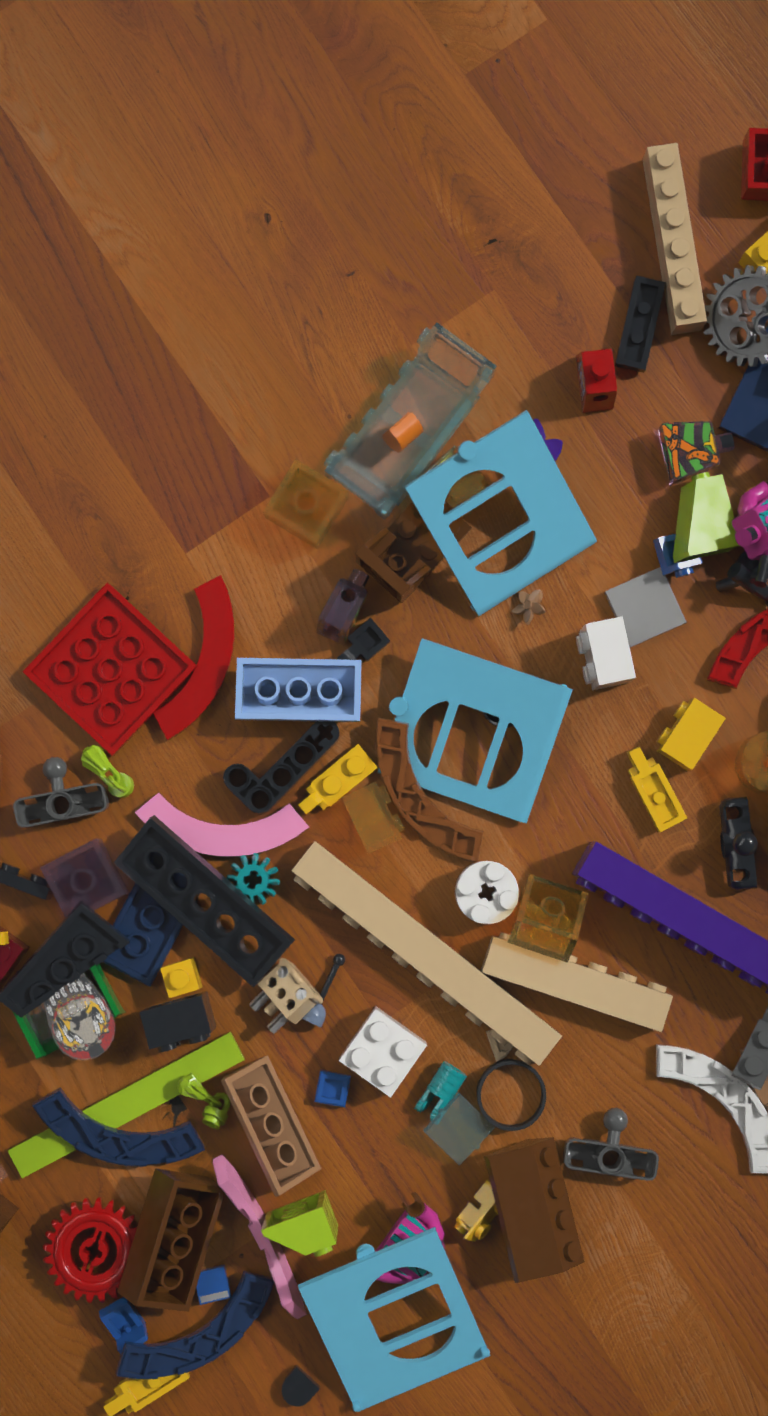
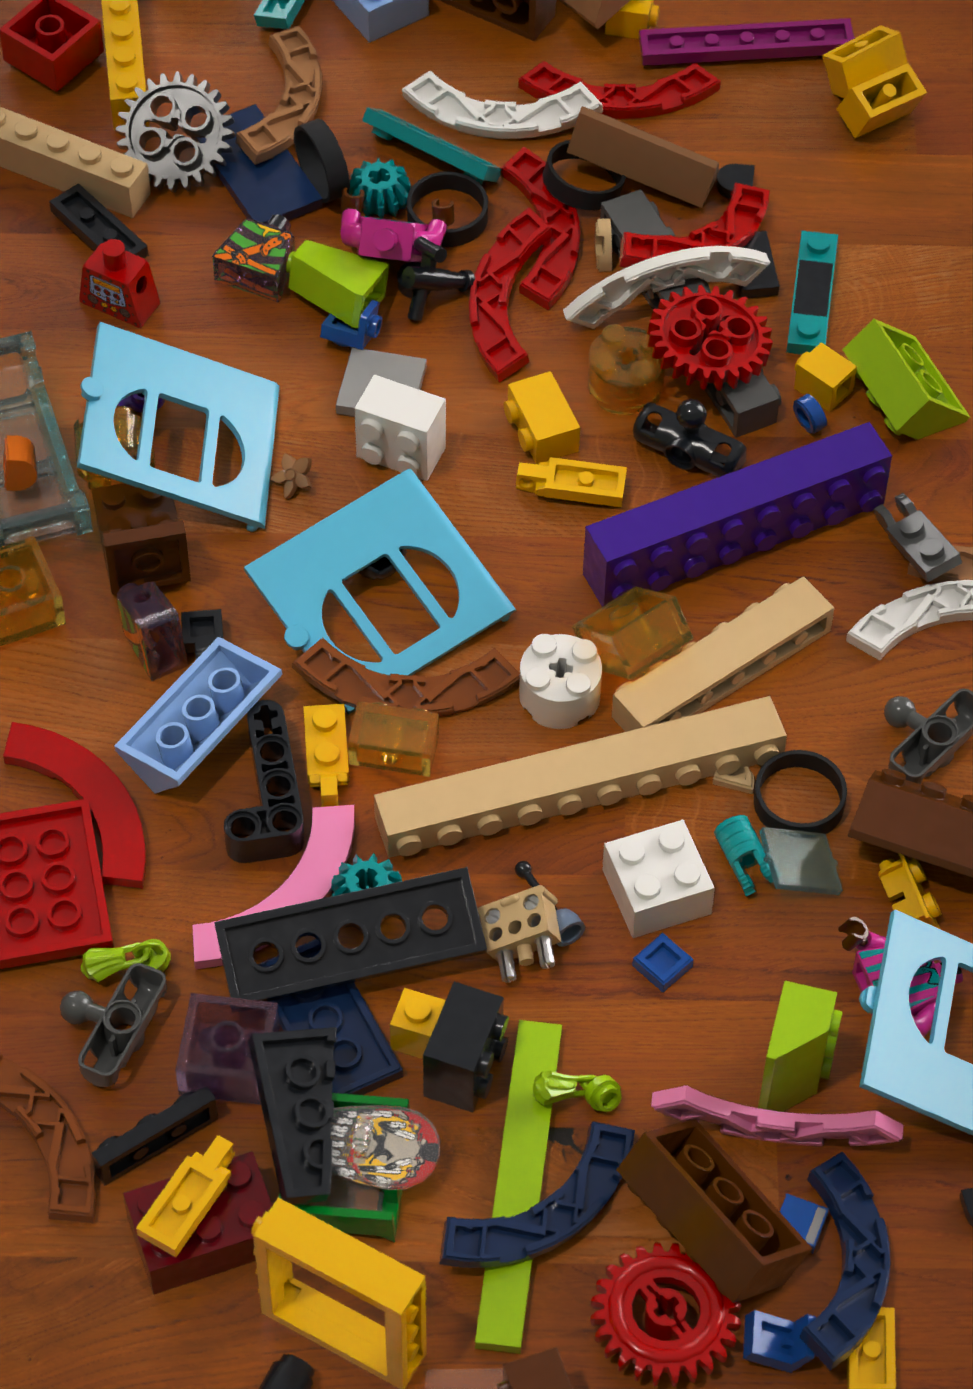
camera: 55 degrees left, 30 degrees down
(271, 1125) = (655, 1048): medium nougat slope -> none

